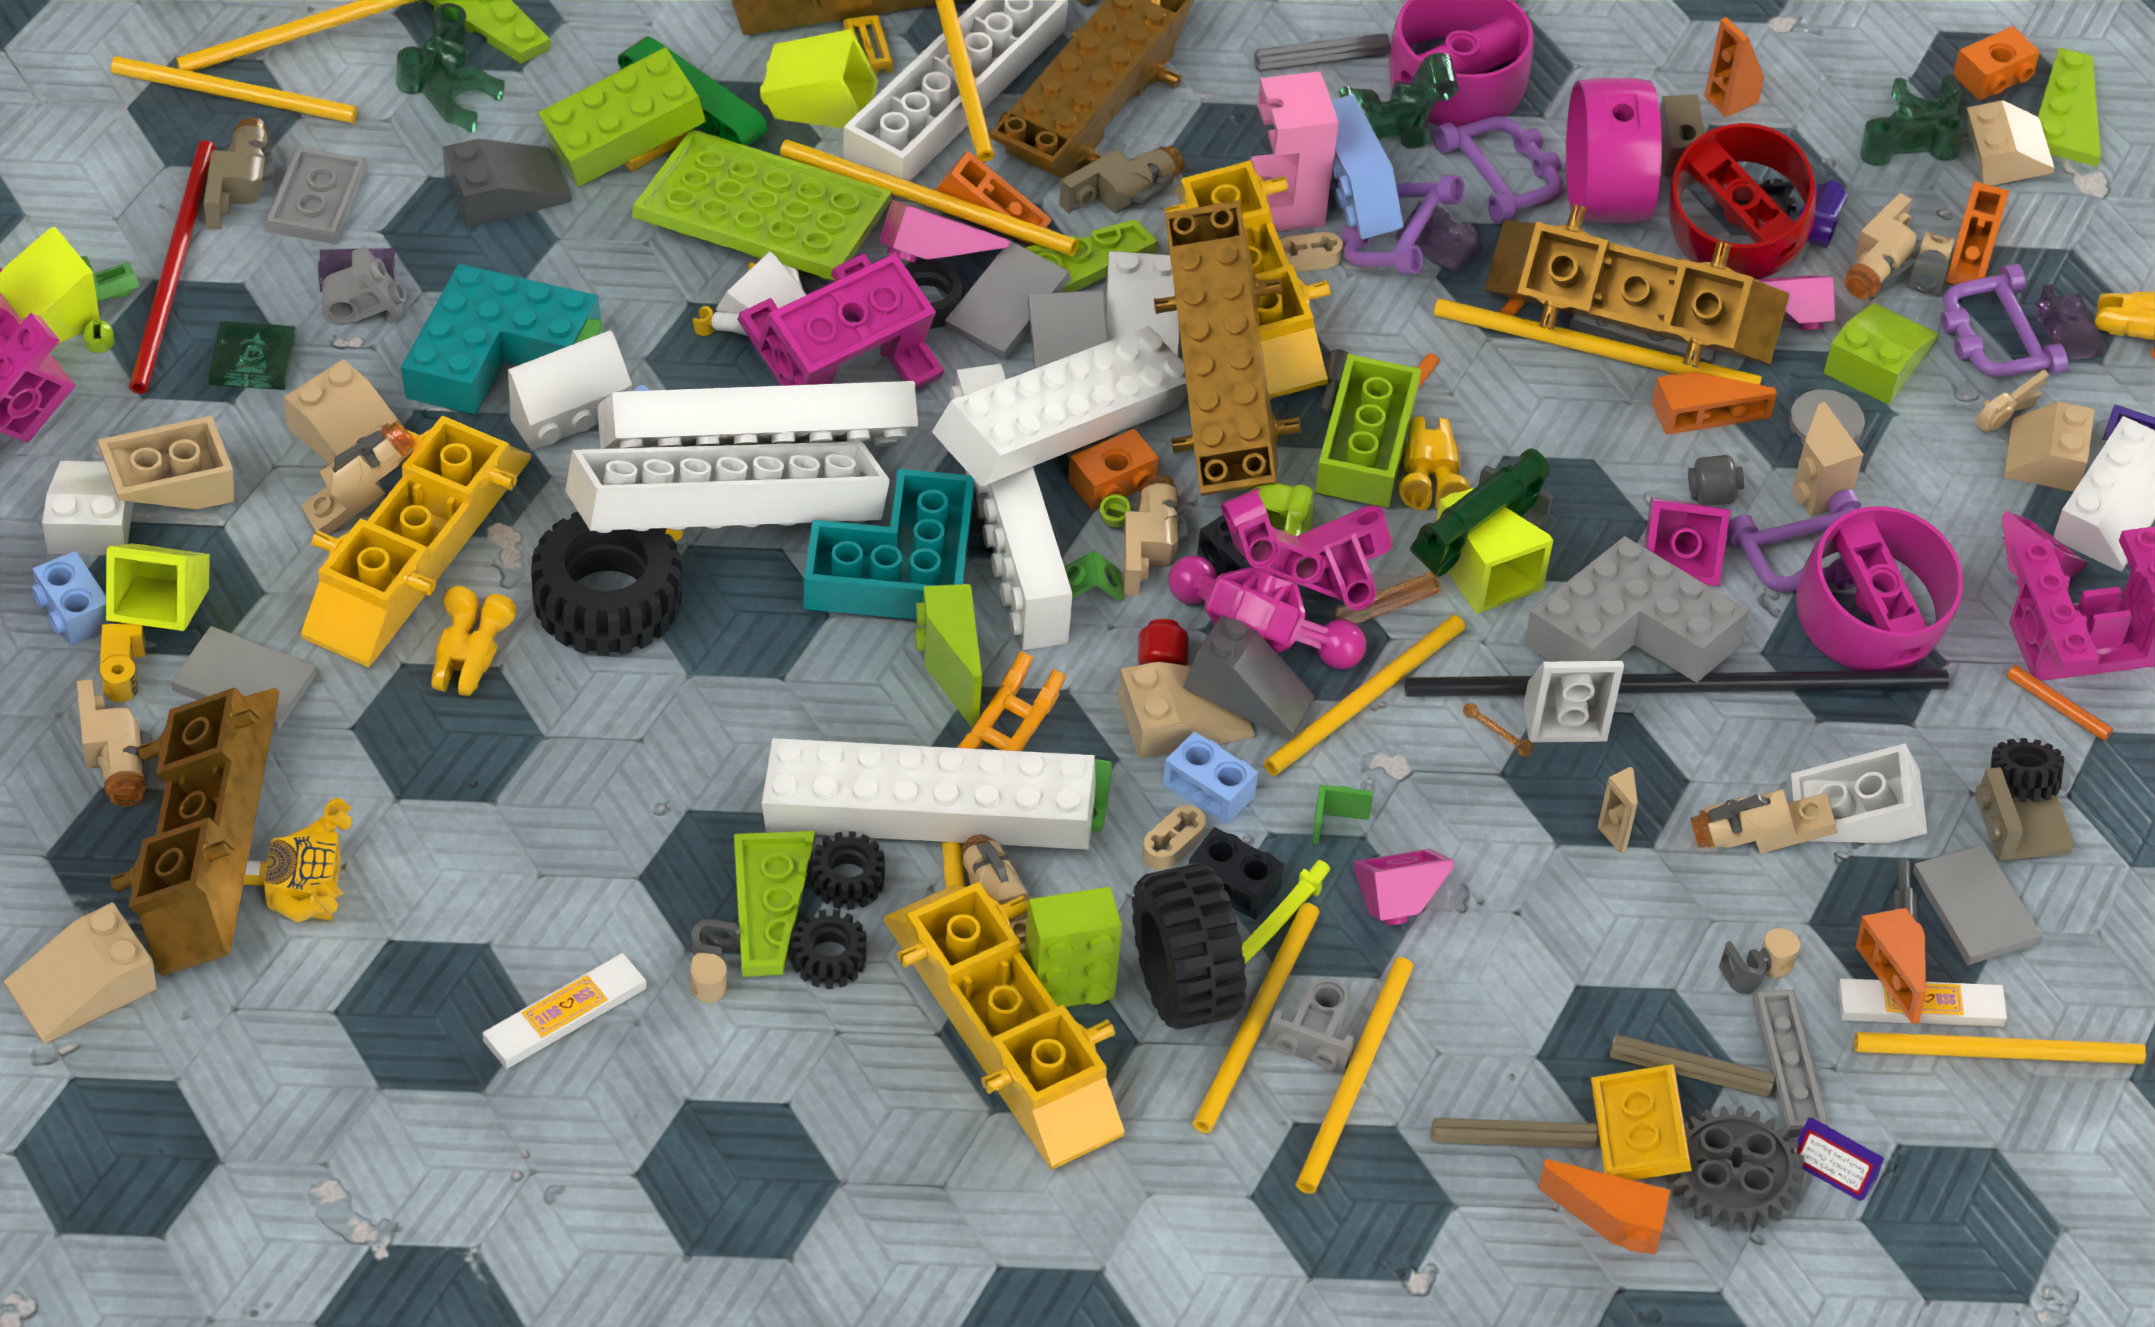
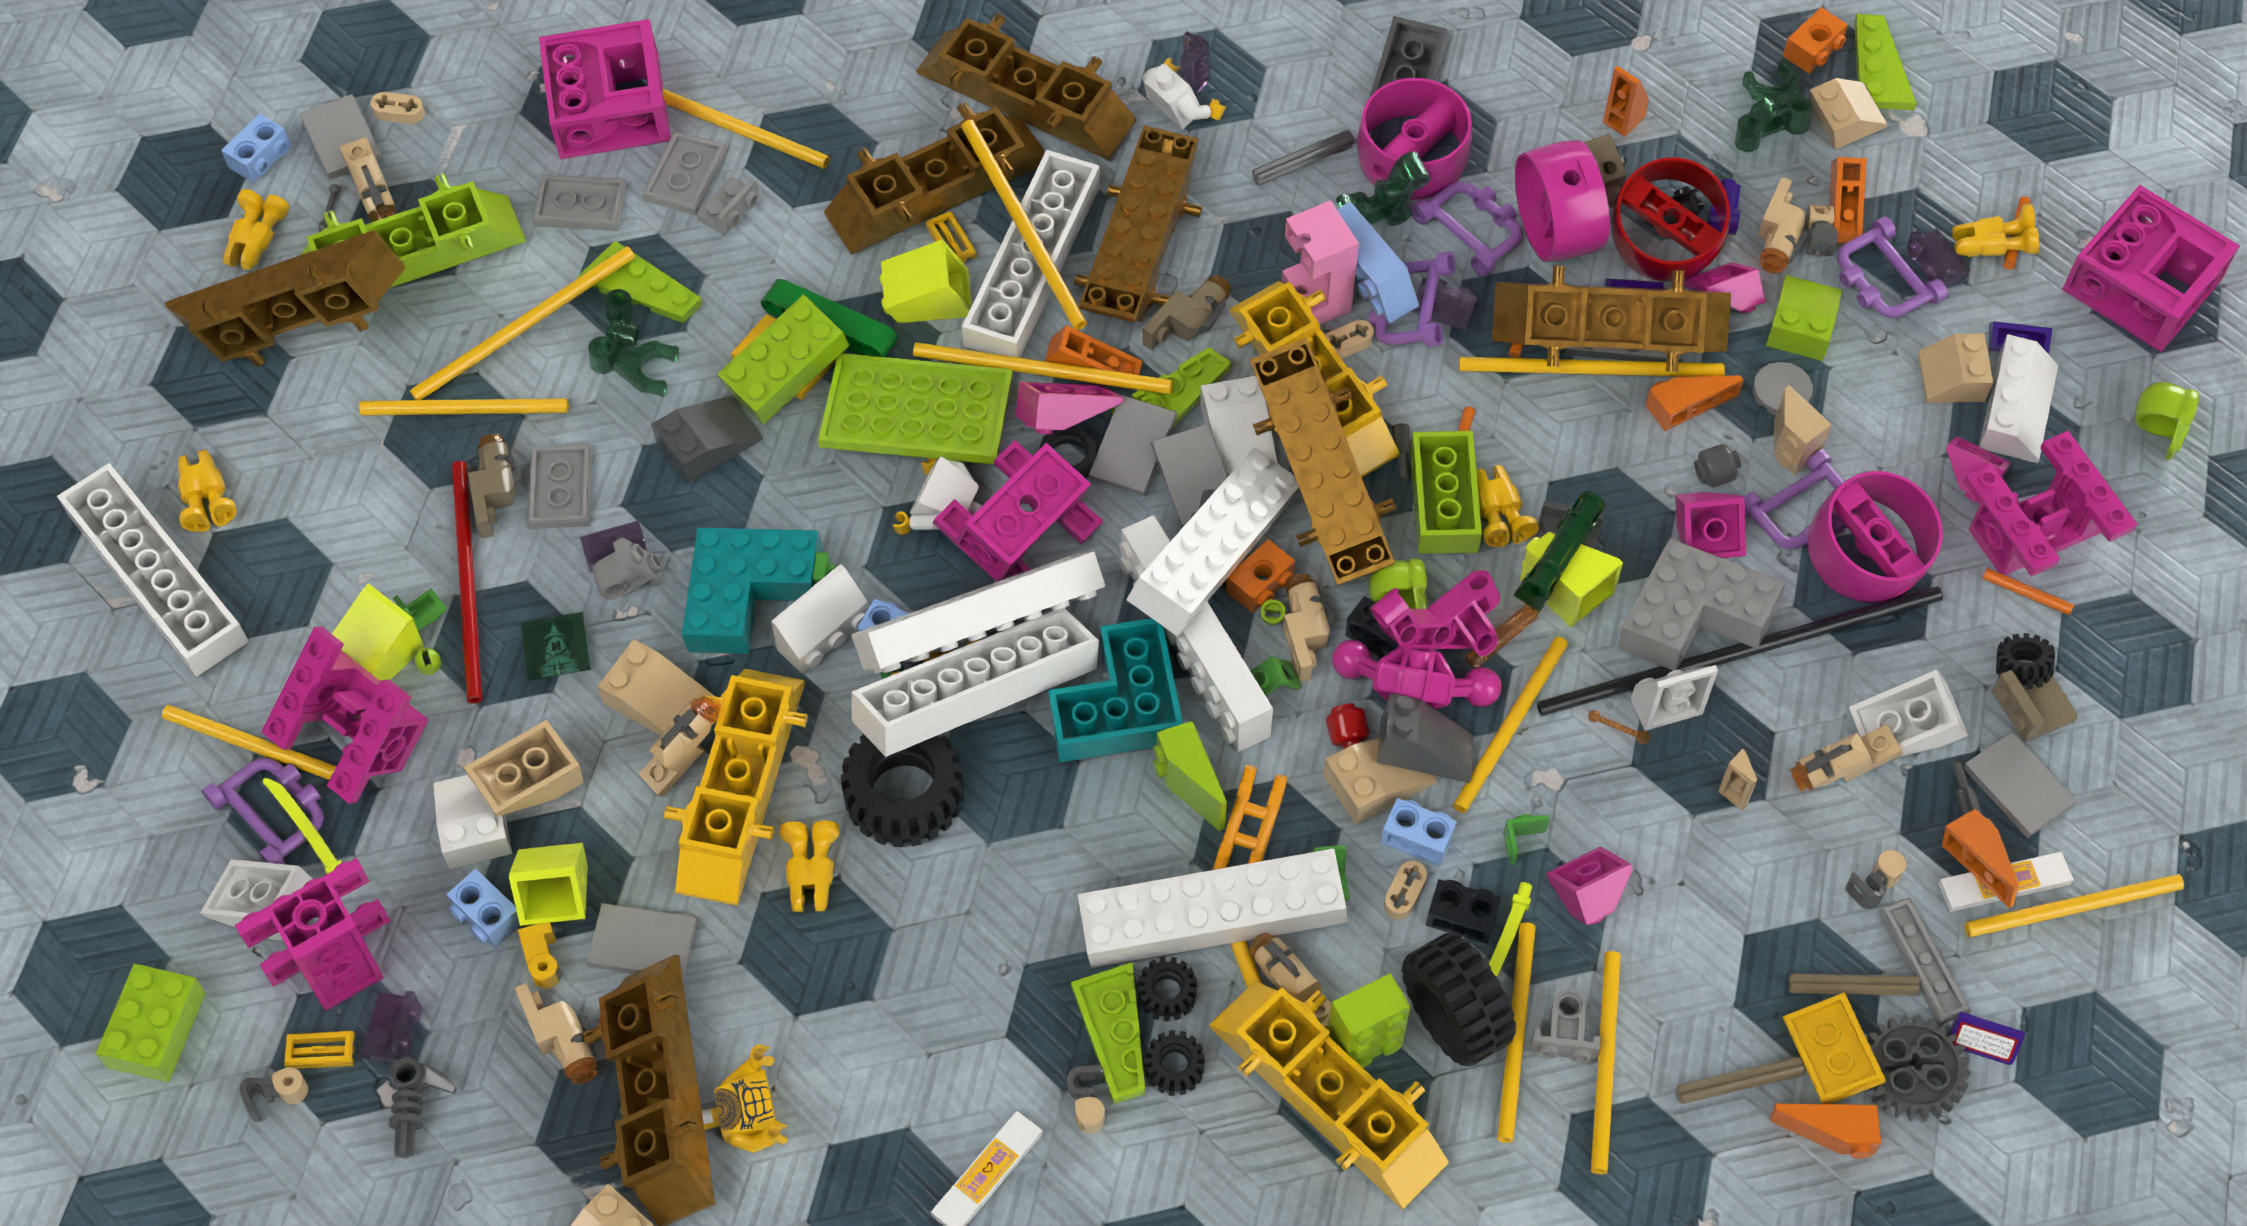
camera: 10 degrees left, 10 degrees up
(2002, 407) = (1914, 345): tan piece -> none

